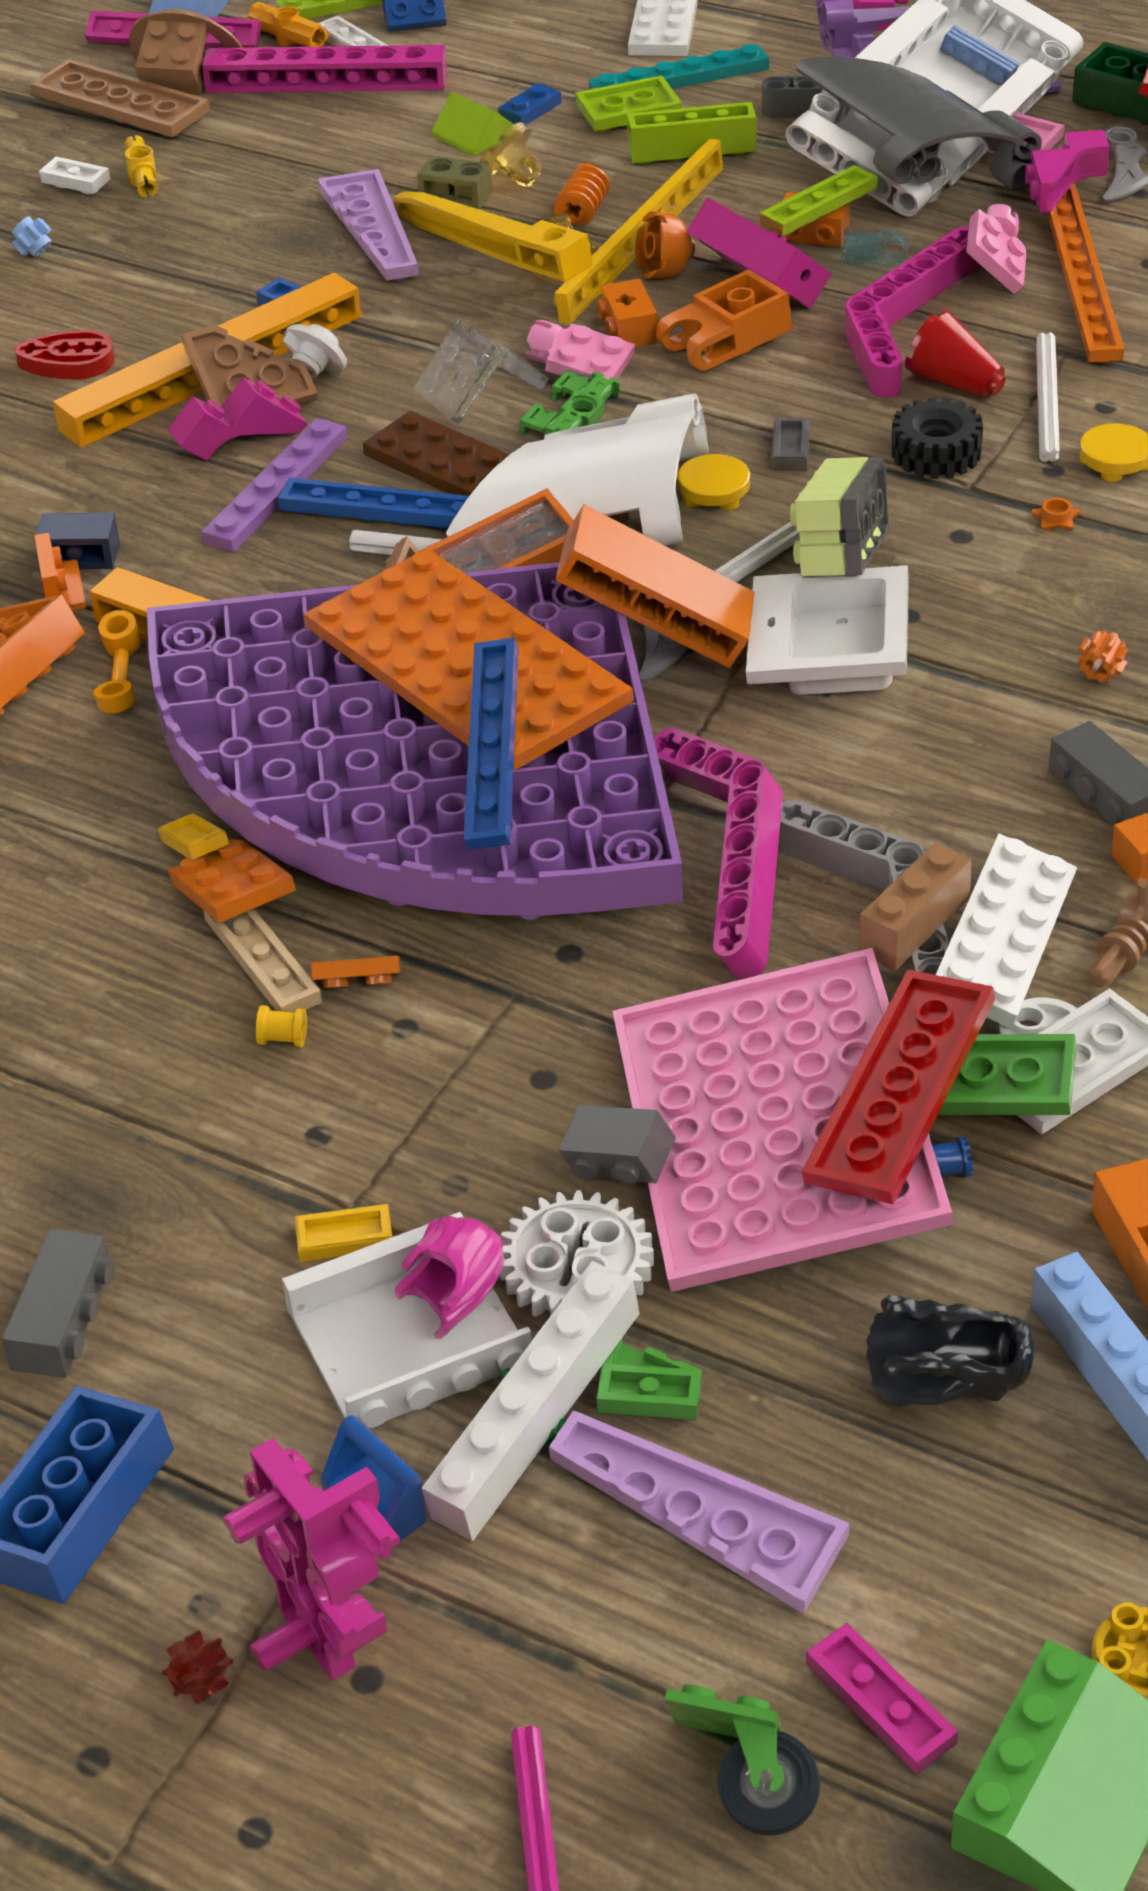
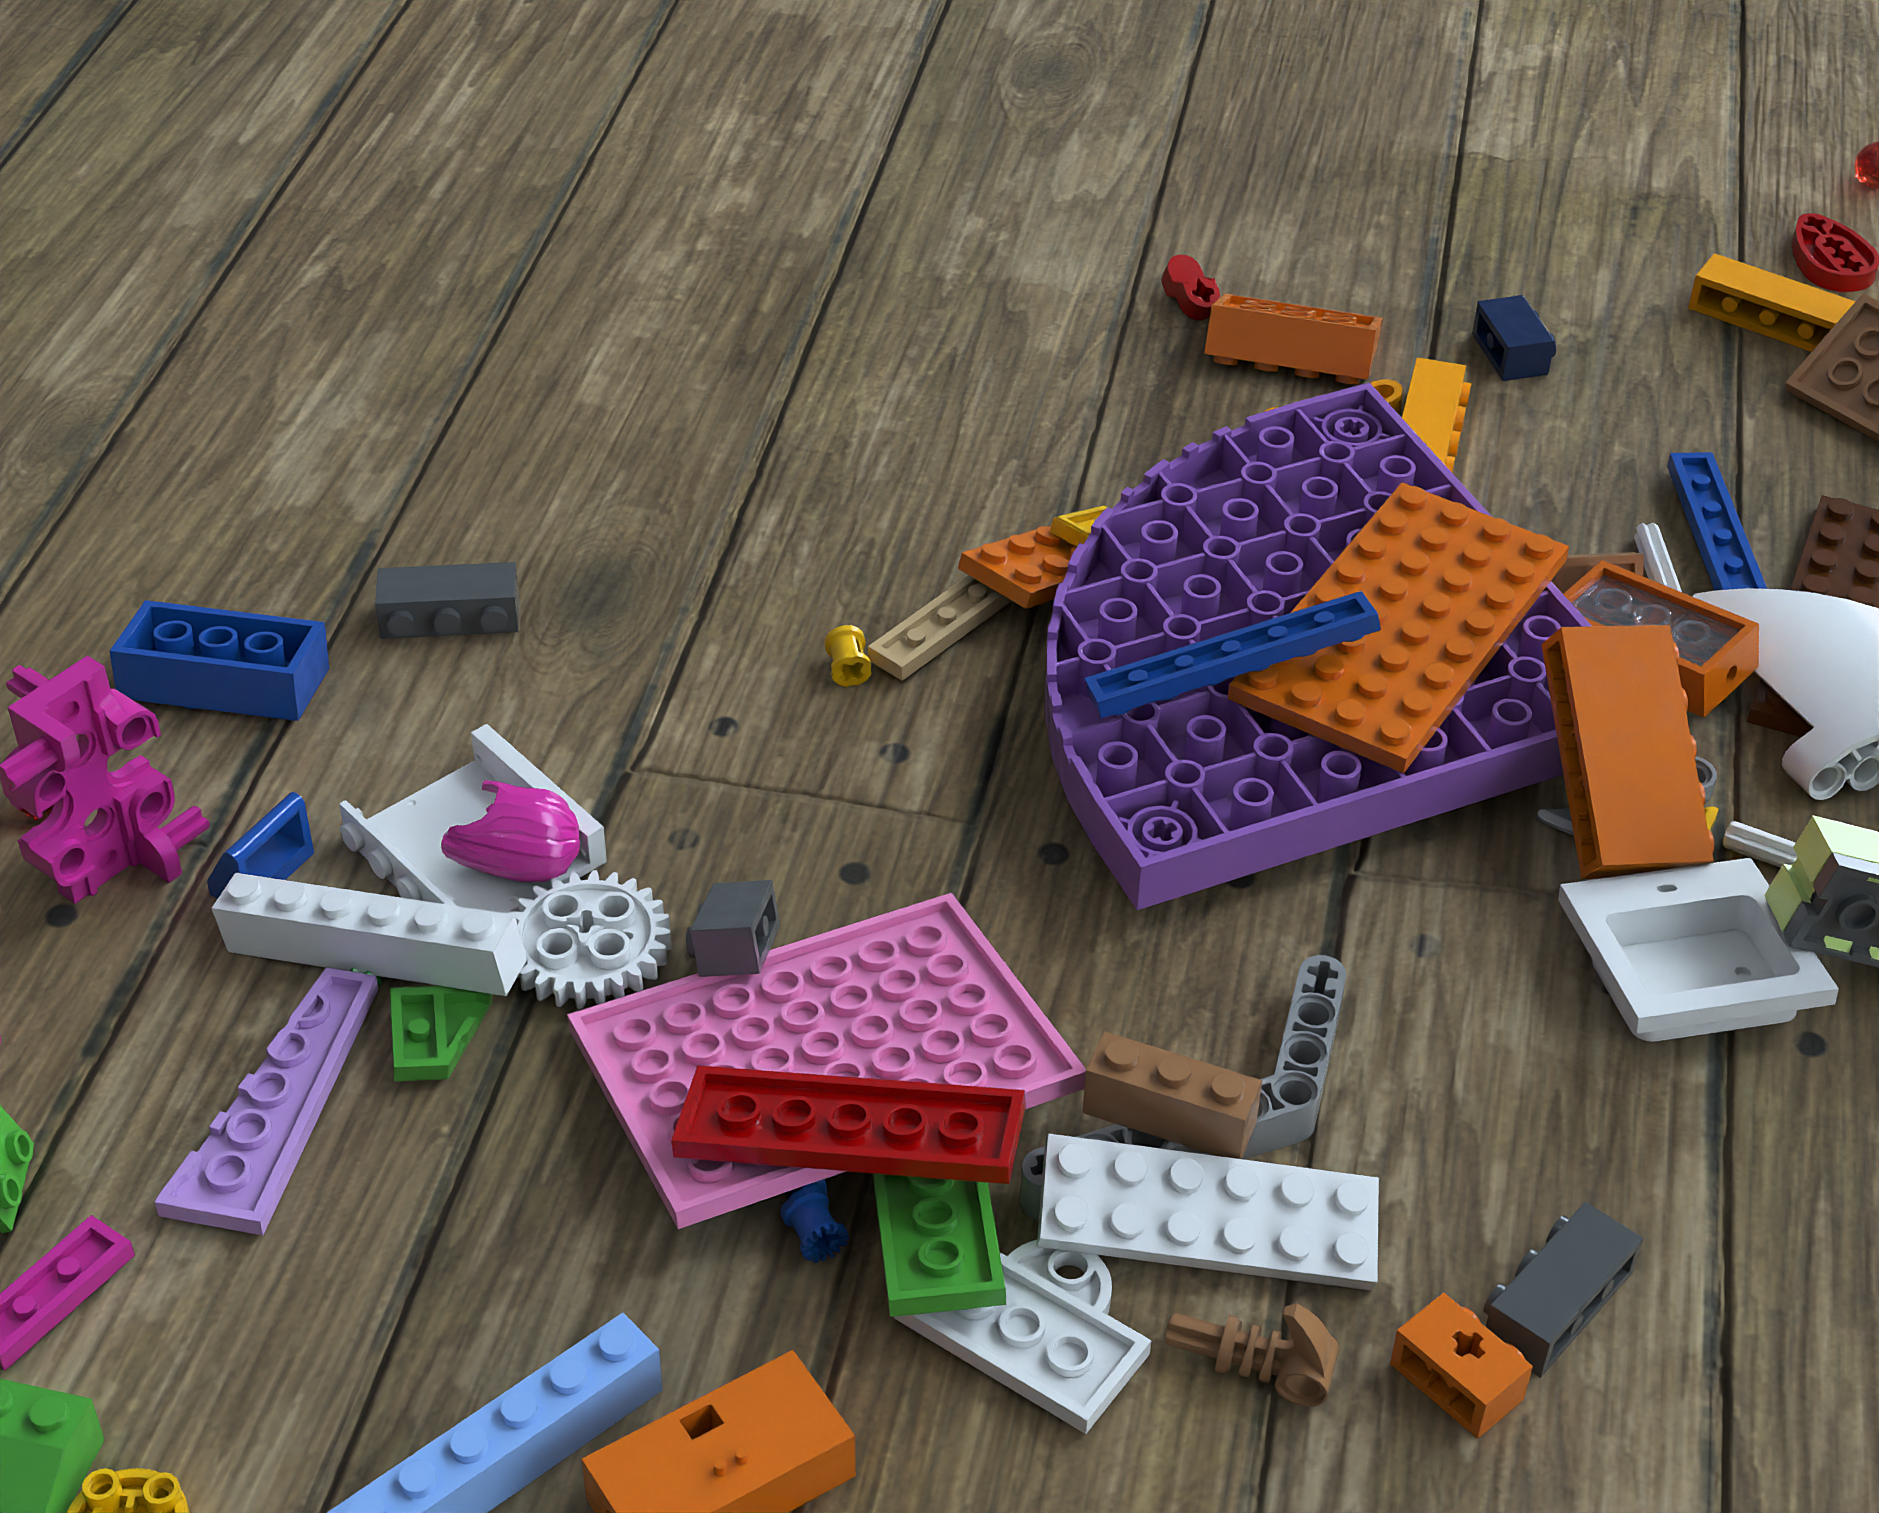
camera: 70 degrees right, 0 degrees up
(59, 576) = (1441, 332): orange bracket -> none
(247, 411) = (1802, 394): dark pink arch -> none
(261, 496) = (1733, 453): medium lavender plate -> none
(336, 973) = (946, 684): orange plate -> none
(341, 1231) = (592, 770): yellow tile -> none
(748, 844) = (1247, 938): dark pink beam -> none
(945, 1352) = (498, 1260): black hair -> none
(1102, 656) = (1811, 1245): orange gear -> none

